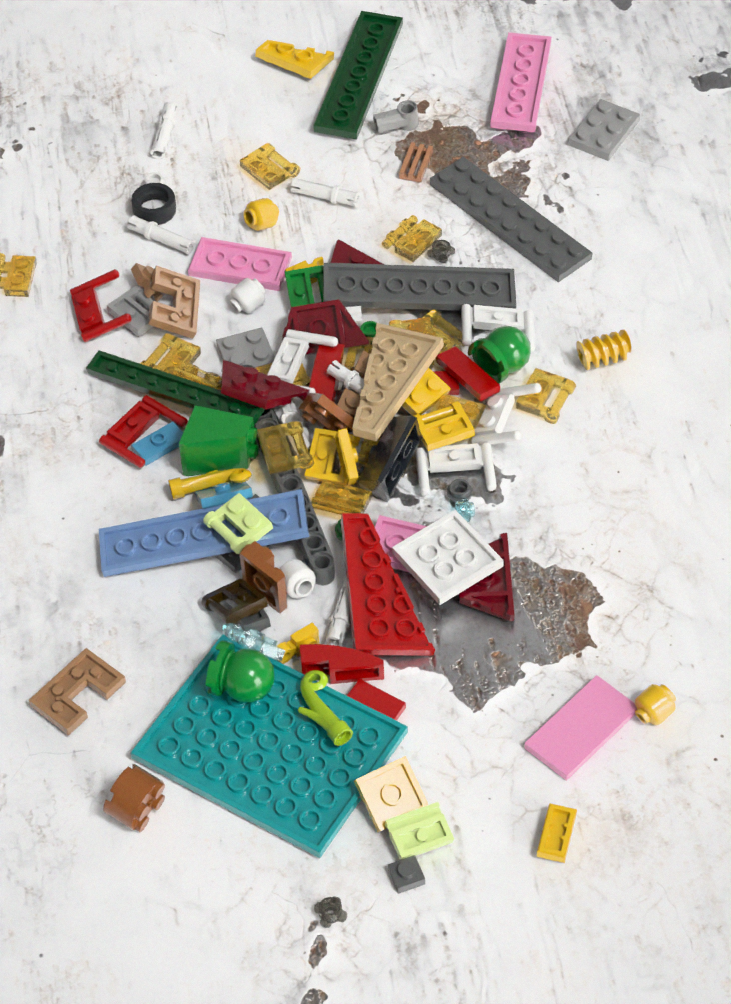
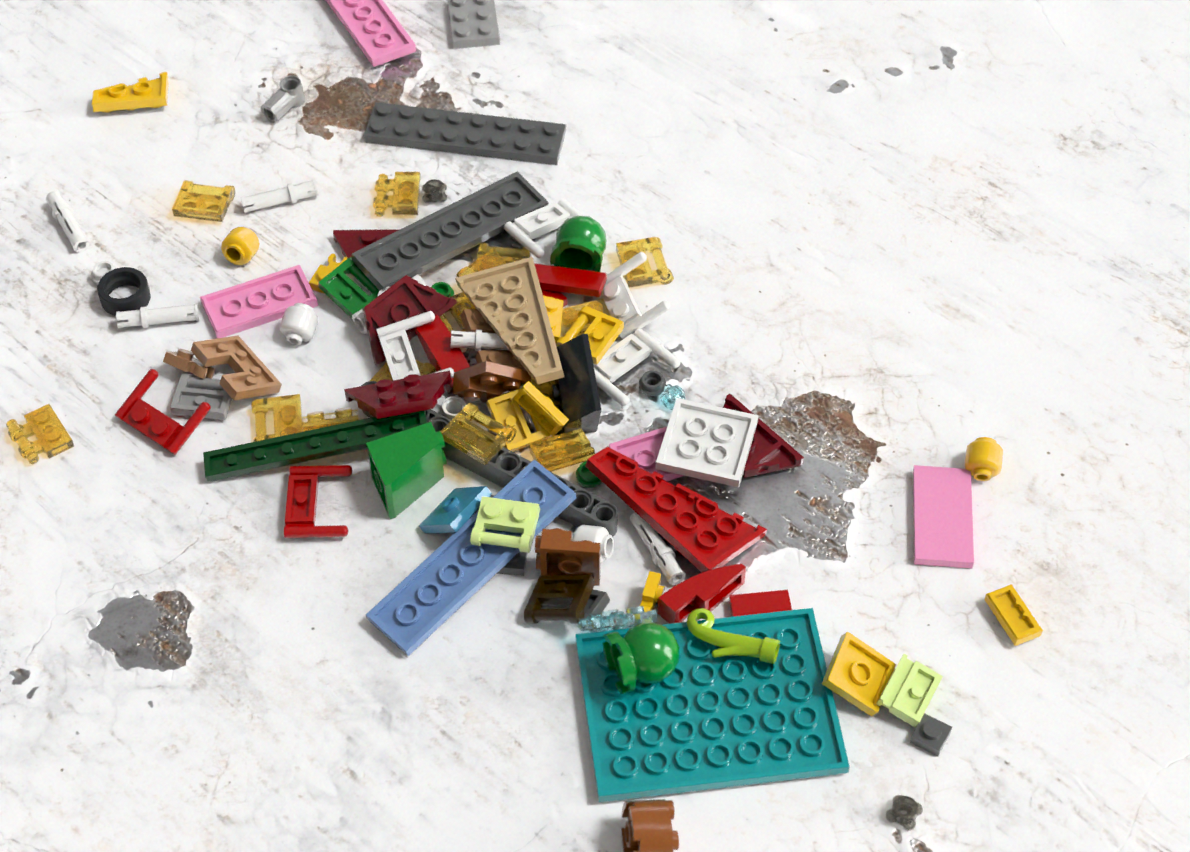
camera: 40 degrees left, 0 degrees up
(56, 697) = (475, 797): medium nougat plate -> none
(158, 443) = (342, 502): dark azure plate -> none
(180, 487) = (403, 531): yellow plant -> none
(246, 348) = (341, 371): light grey plate -> none
(358, 75) = (210, 81): dark green plate -> none
(419, 151) = (322, 119): nougat tile -> none
(603, 348) = (658, 196): yellow piece -> none

